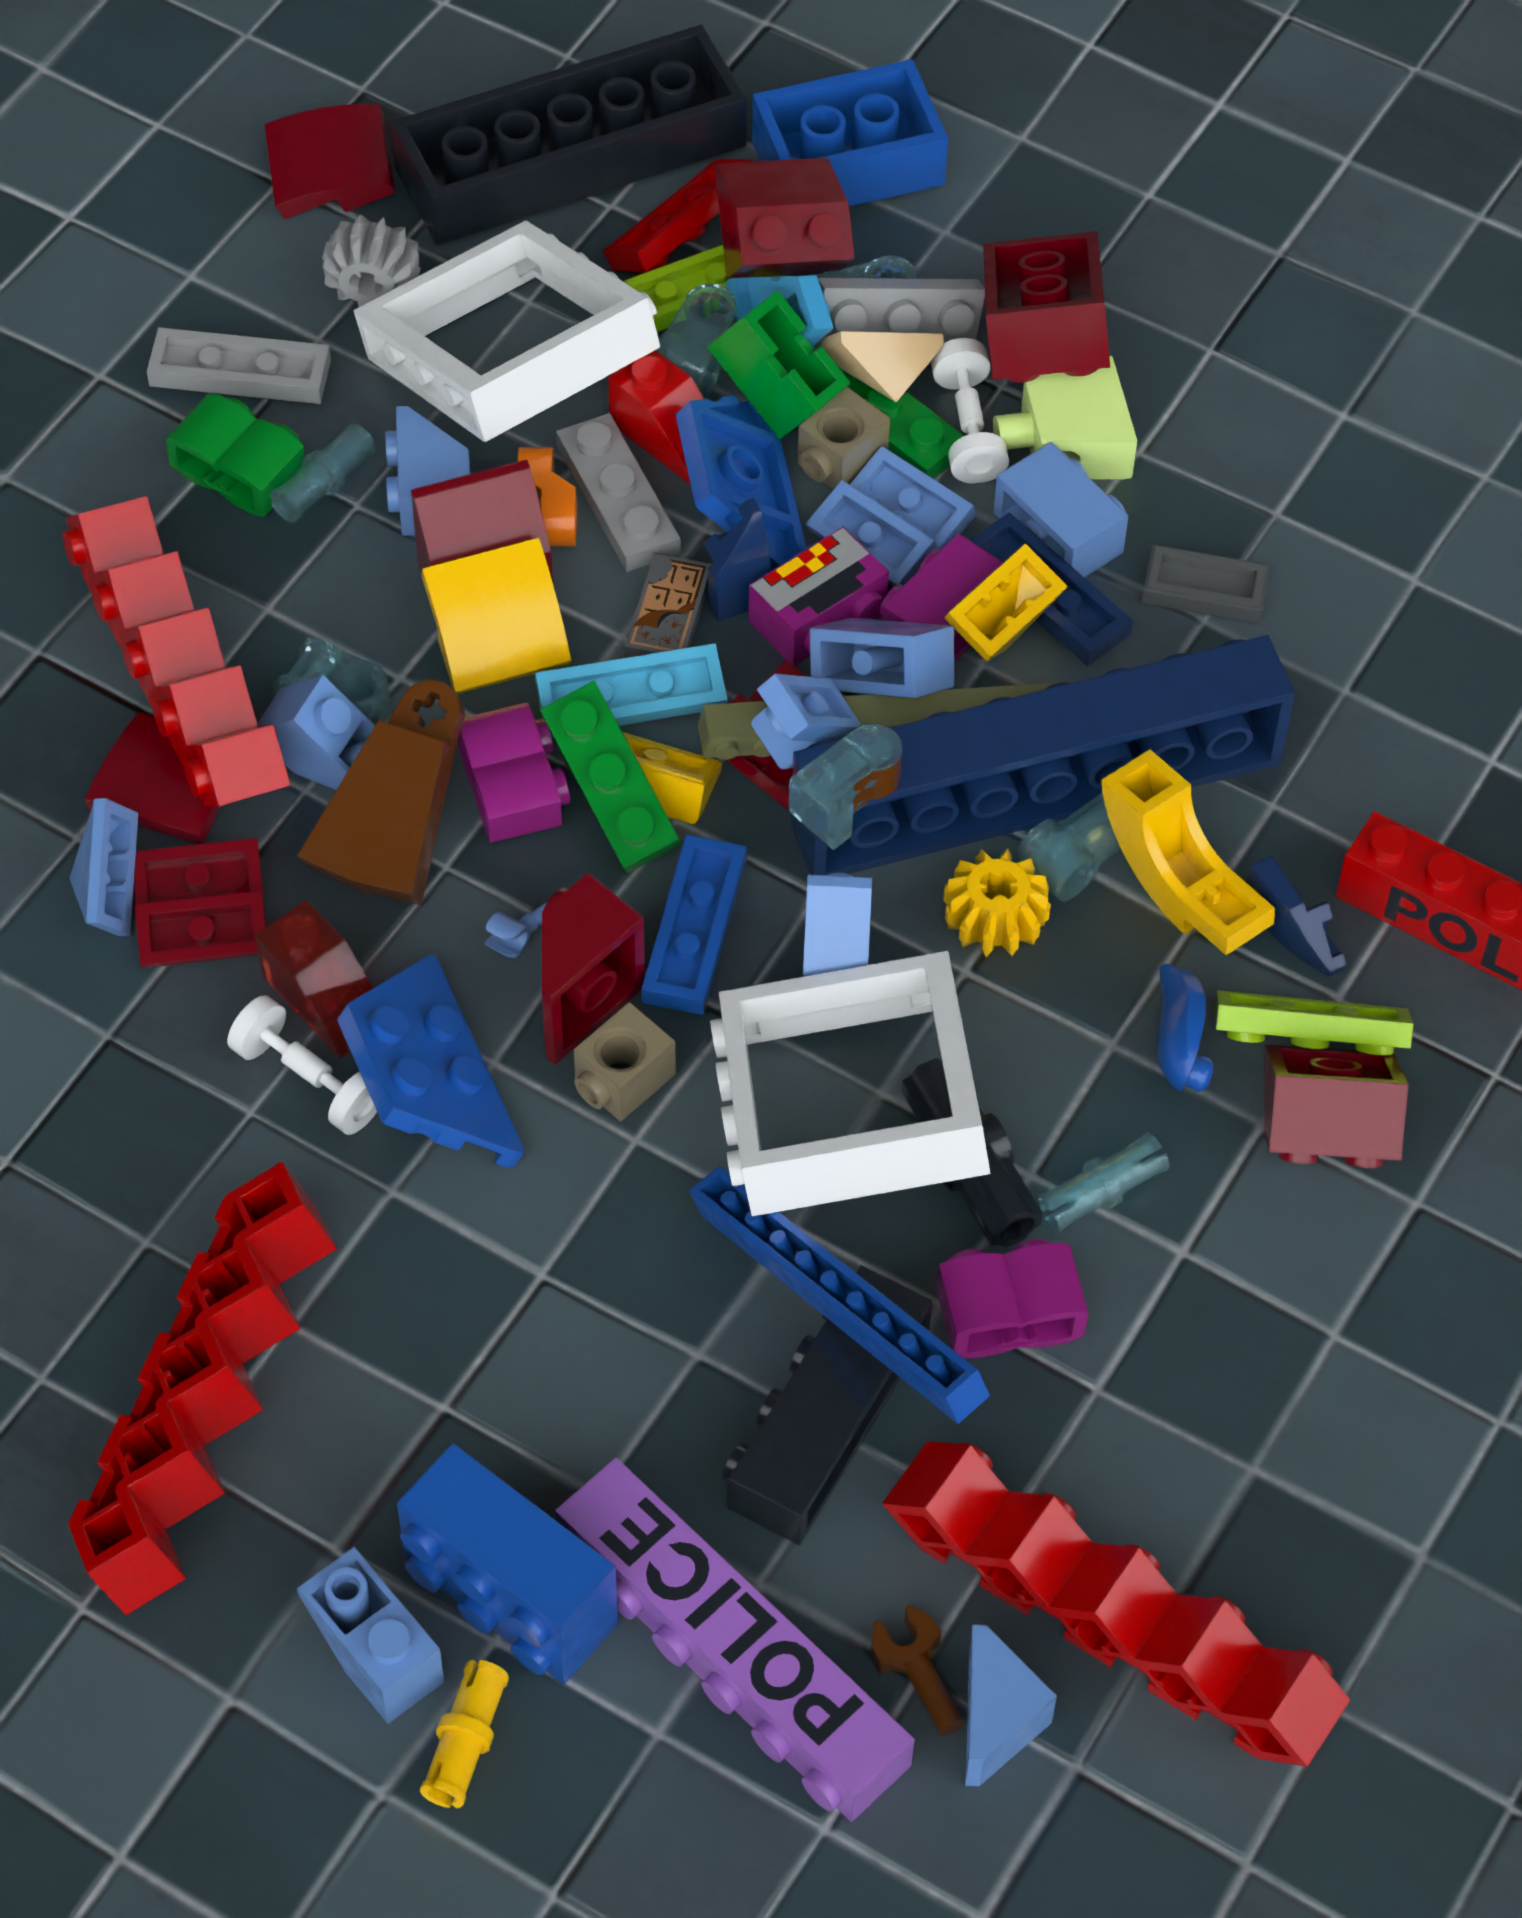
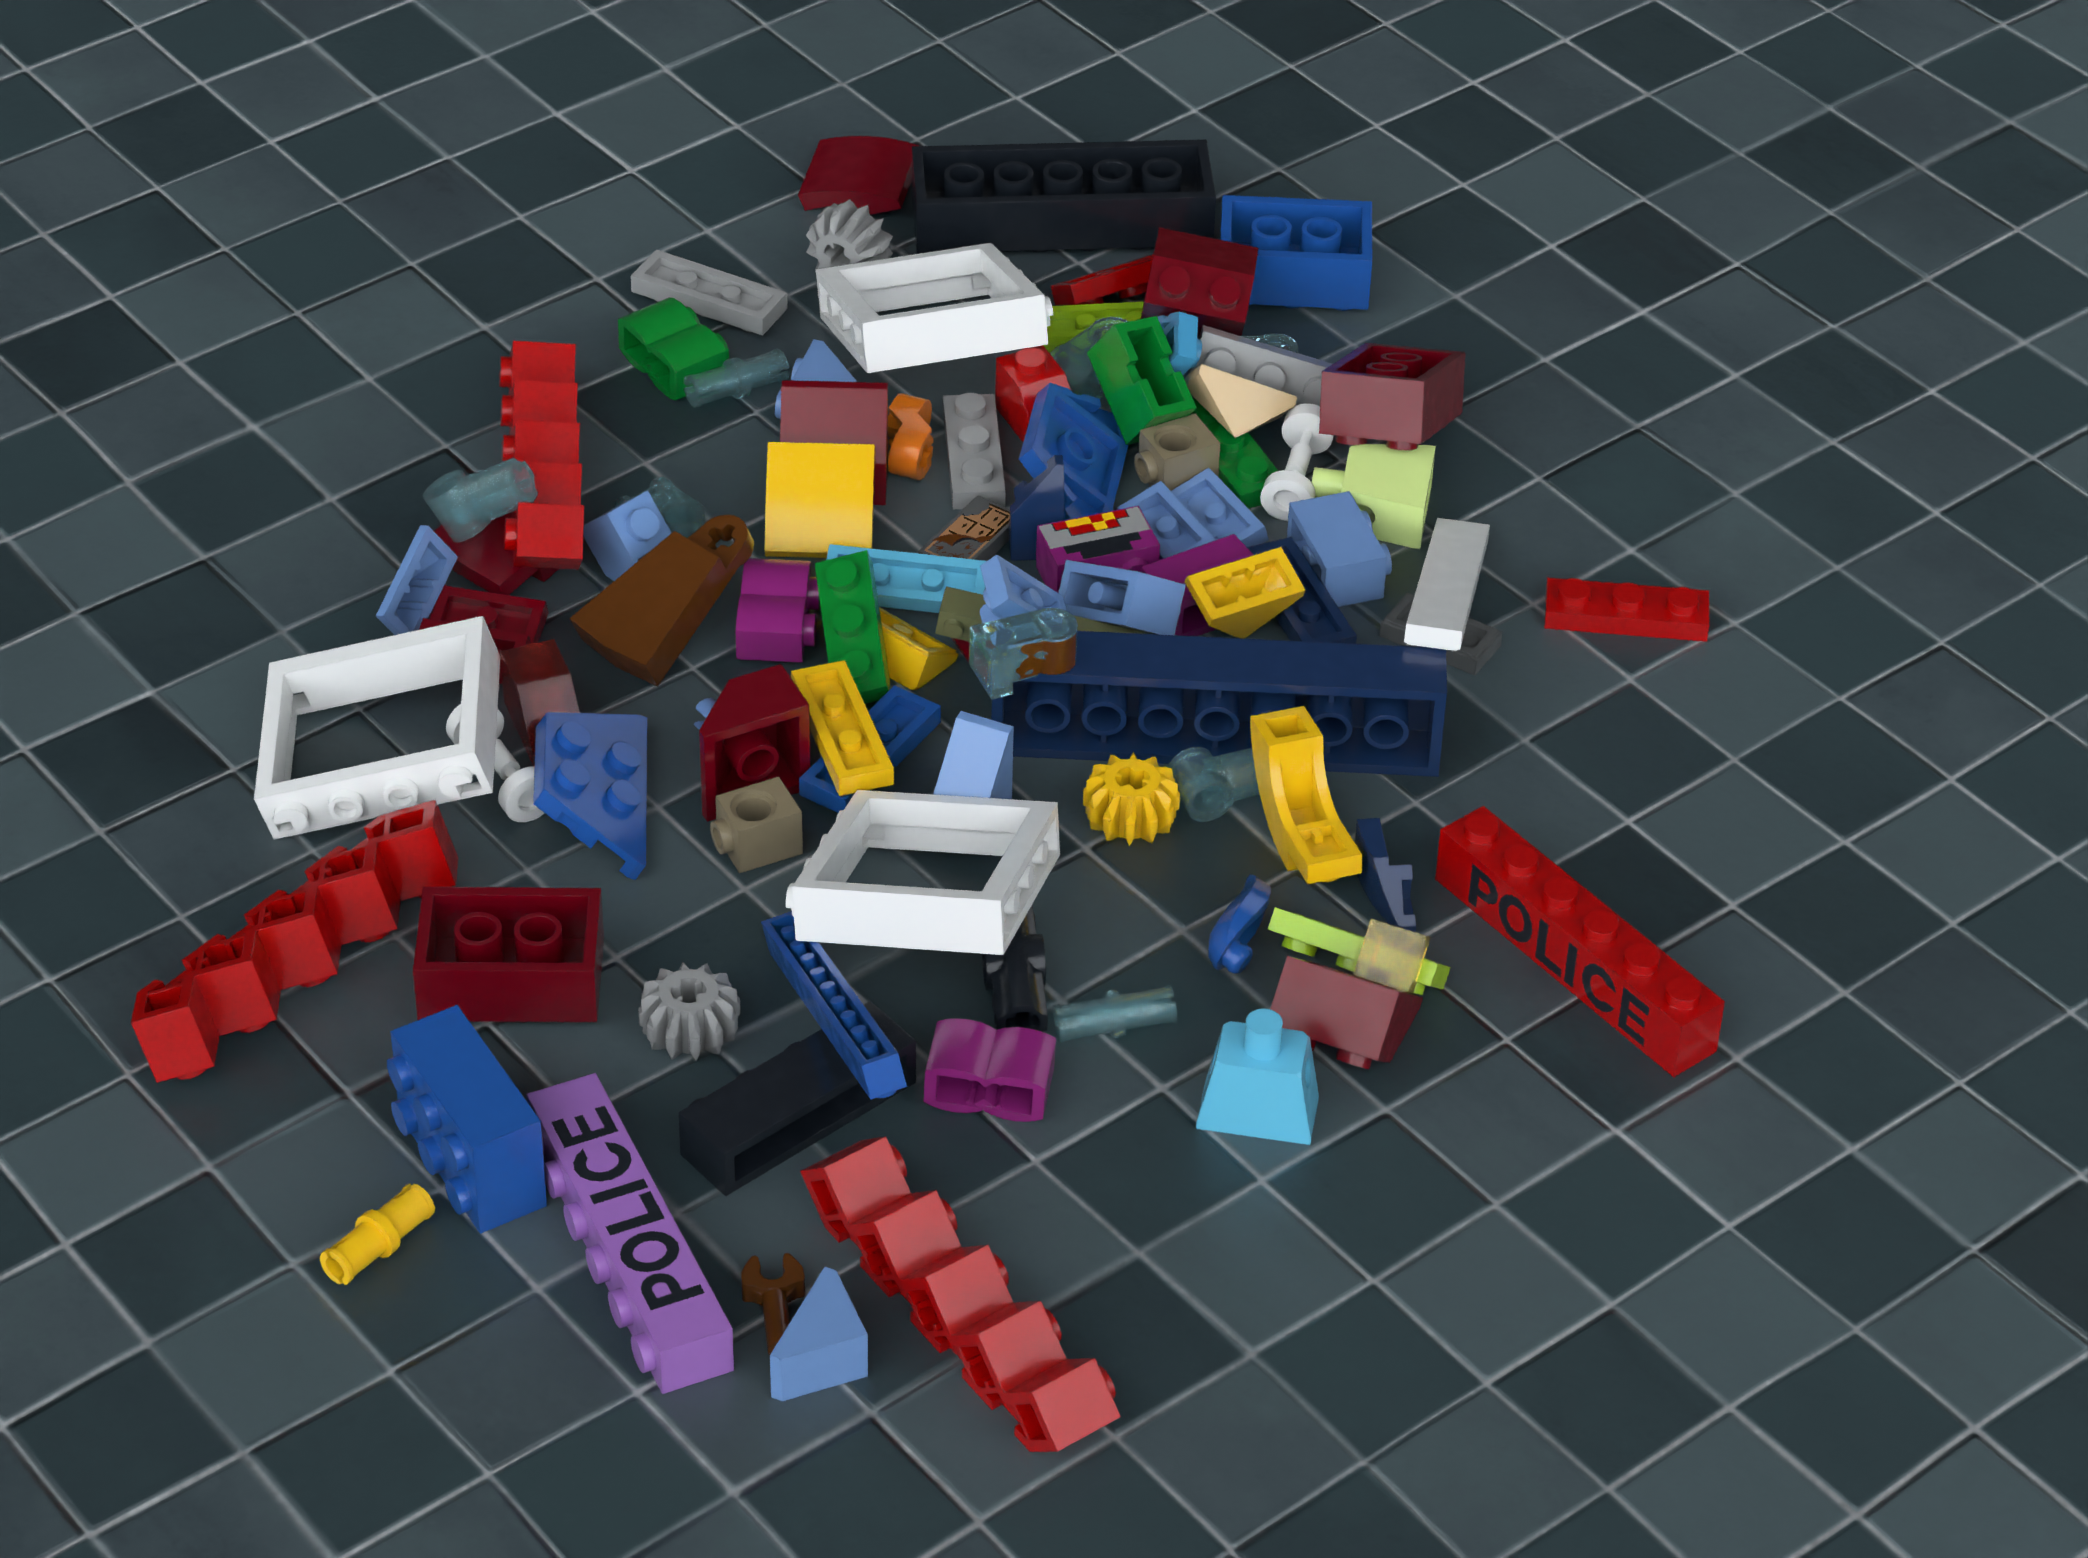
camera: 20 degrees right, 15 degrees down
(126, 997) = (366, 673): none -> white window
(132, 750) = (471, 501): none -> clear light blue piece
(373, 1635) = (338, 1143): medium blue slope -> none
(445, 1327) = (510, 953): none -> dark red brick
(668, 1352) = (689, 1011): none -> light grey gear
(674, 920) = (843, 729): none -> yellow plate
(1213, 538) = (1447, 585): none -> white tile
(1295, 1230) = (1261, 1081): none -> medium azure torso
(1366, 1030) = (1391, 956): none -> clear yellow tile
(1376, 496) = (1627, 609): none -> red plate

